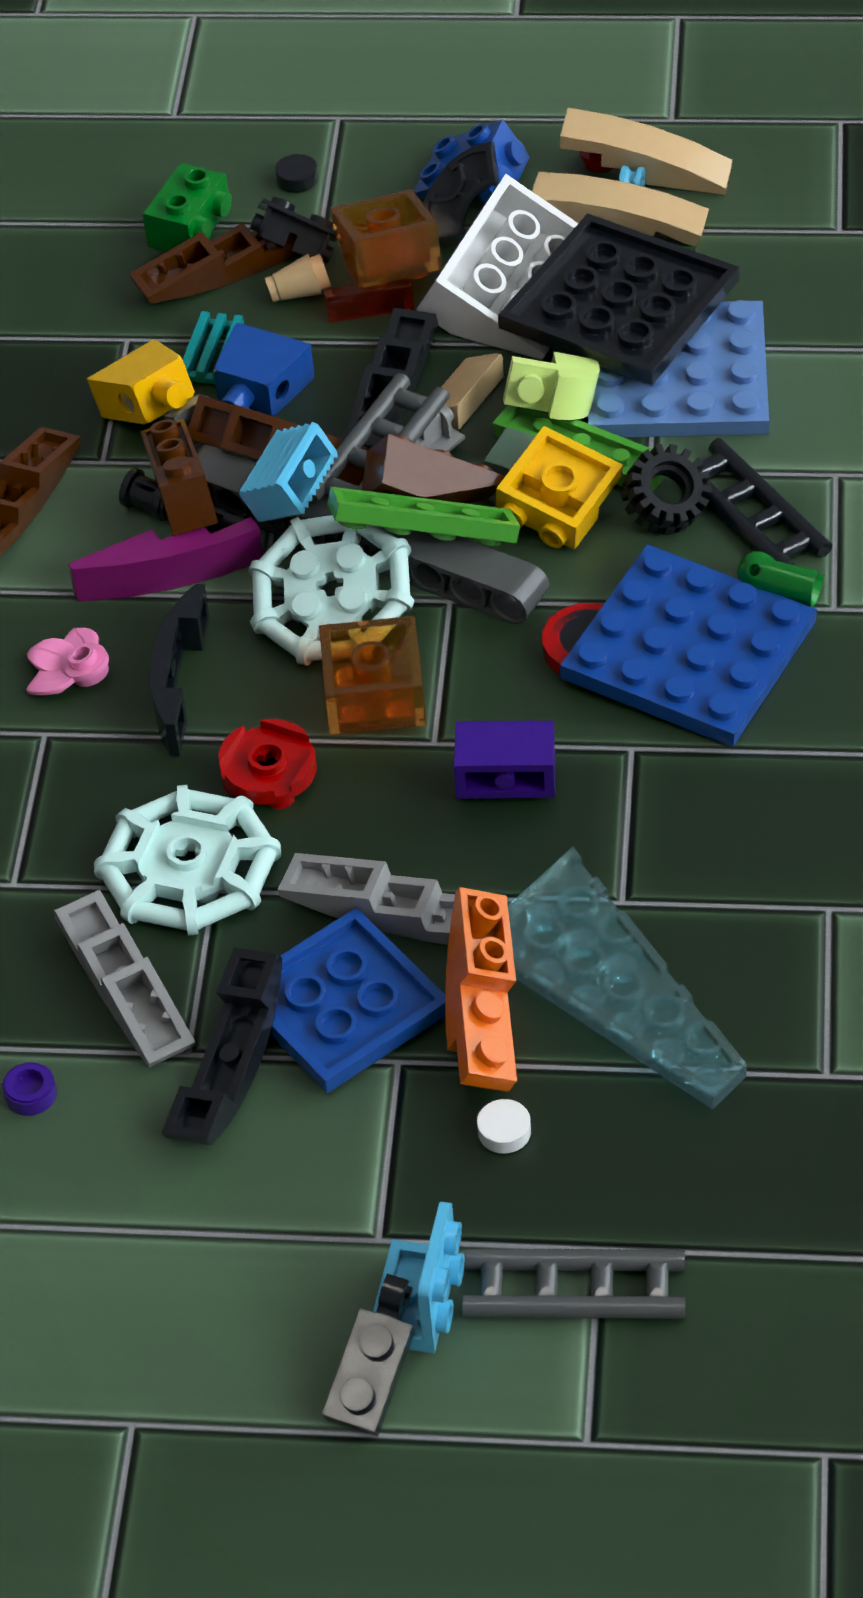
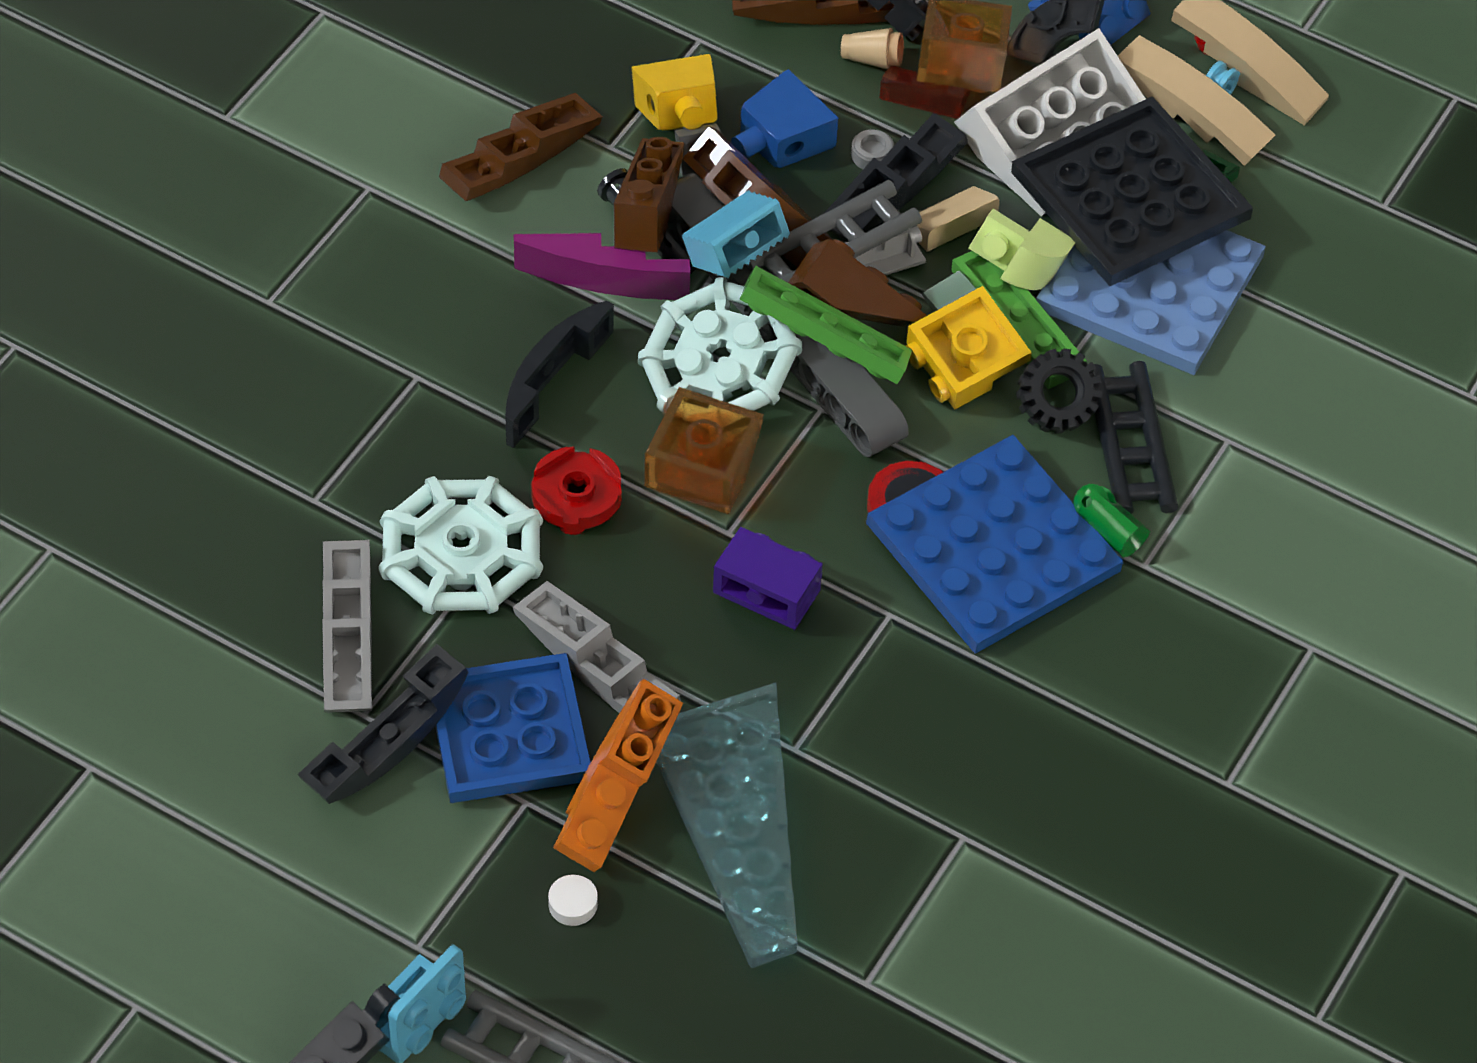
camera: 20 degrees right, 5 degrees up
(29, 1089) = (220, 685): dark purple tile -> none
(67, 661) = (469, 321): bright pink plate -> none
(196, 343) = (757, 75): teal tile -> none
(349, 364) = (869, 145): none -> light grey tile

